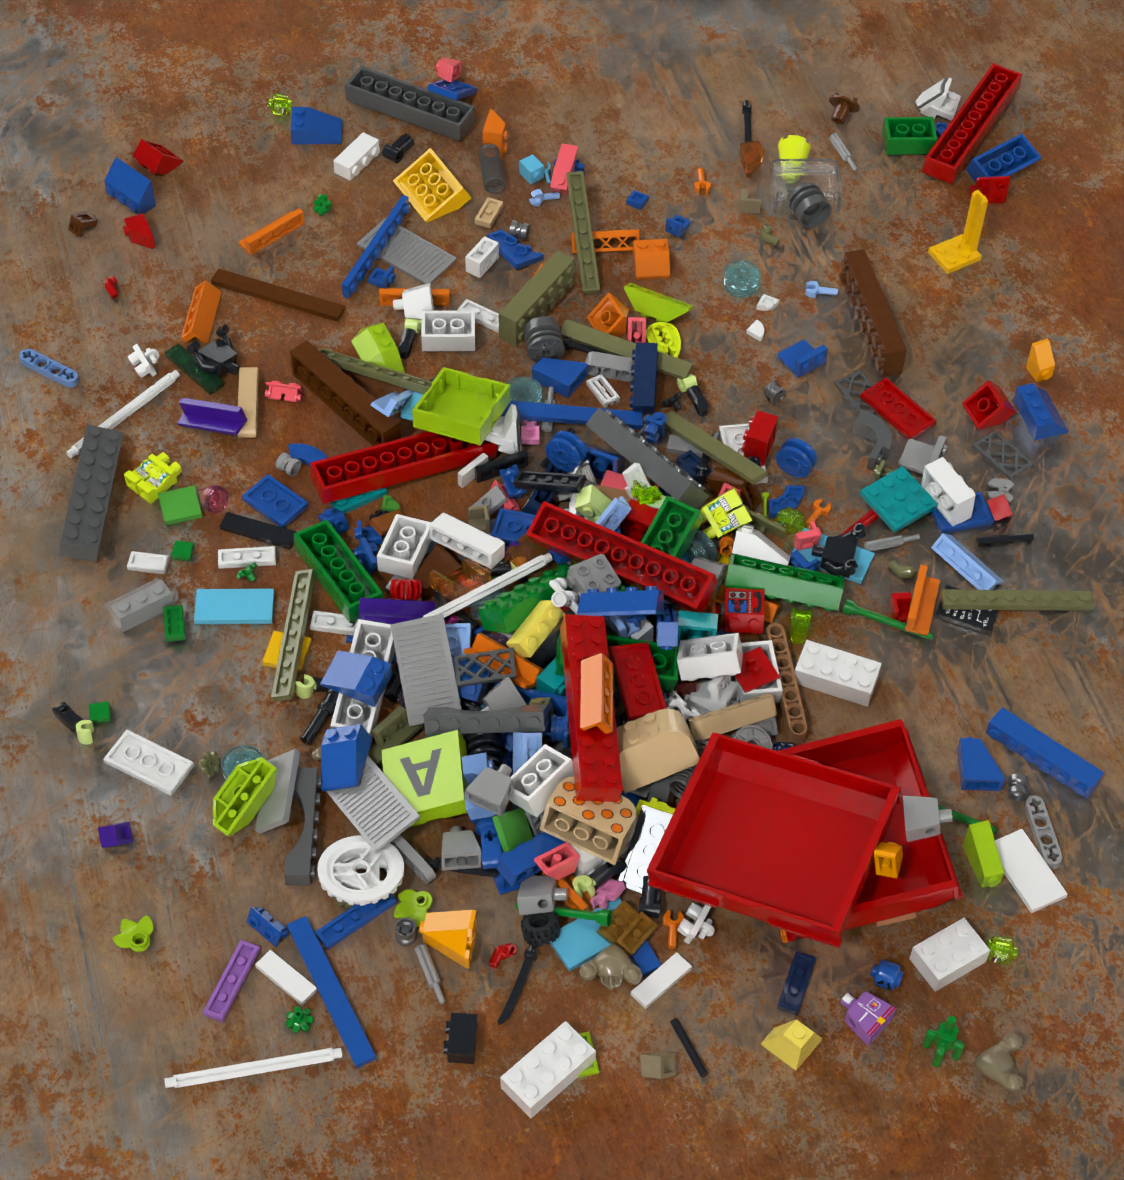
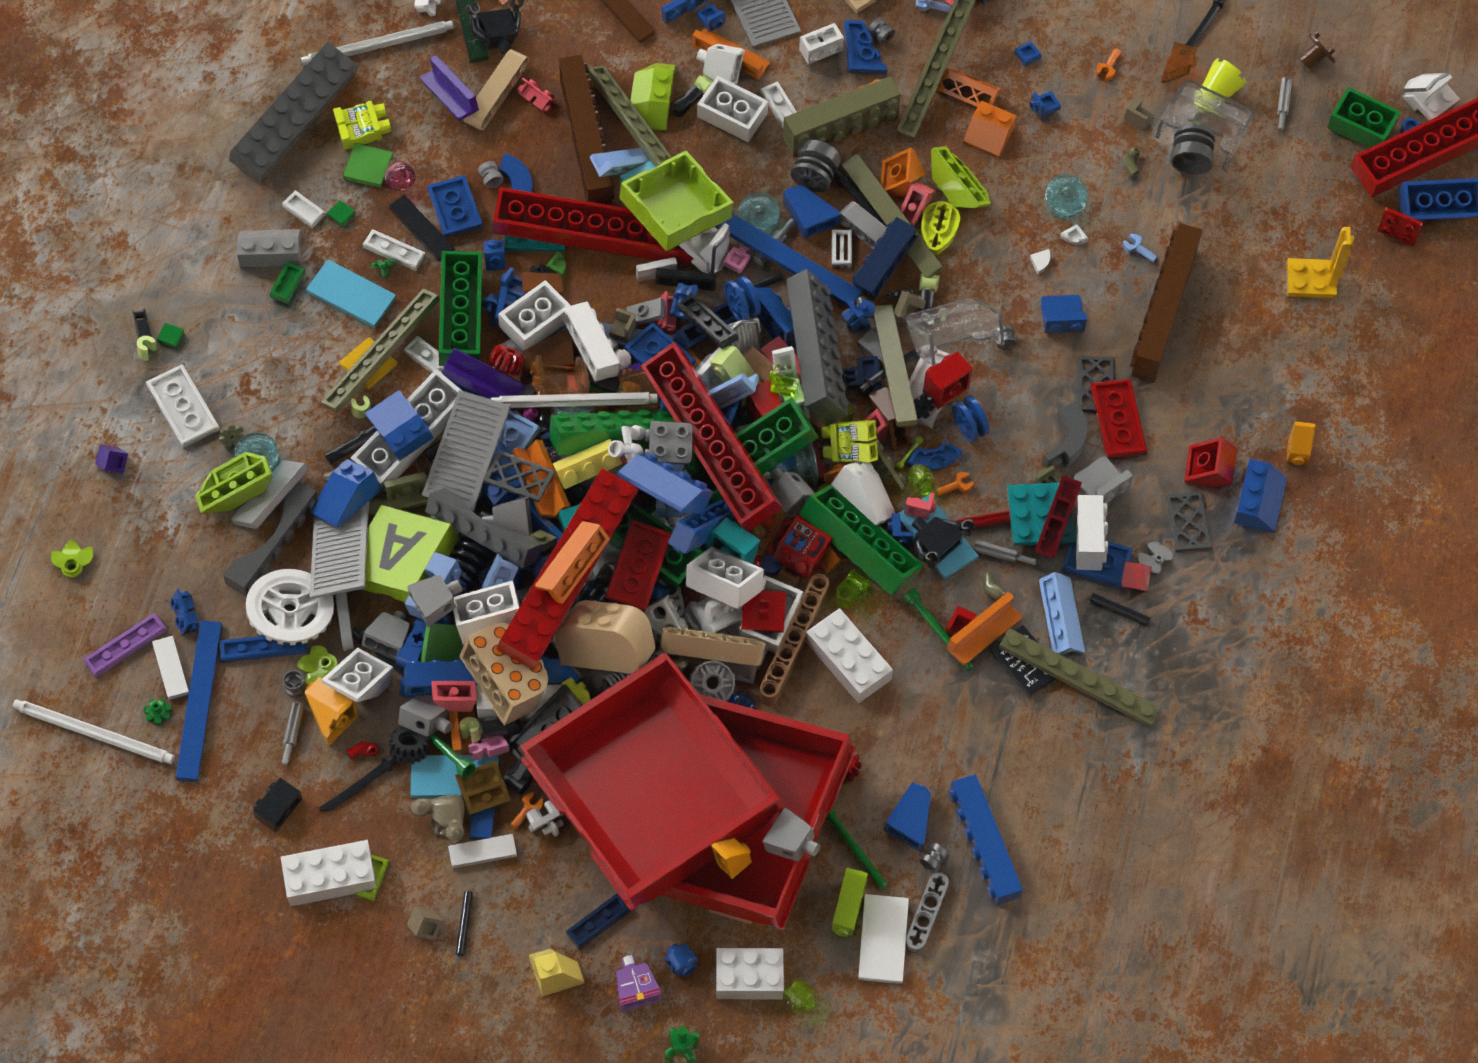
camera: 30 degrees right, 10 degrees up
(462, 891) = (359, 676): none -> white slope
(685, 402) = (908, 304): none -> dark tan panel
(733, 396) = (952, 324): none -> clear windscreen
(917, 492) = (1058, 517): none -> dark red slope

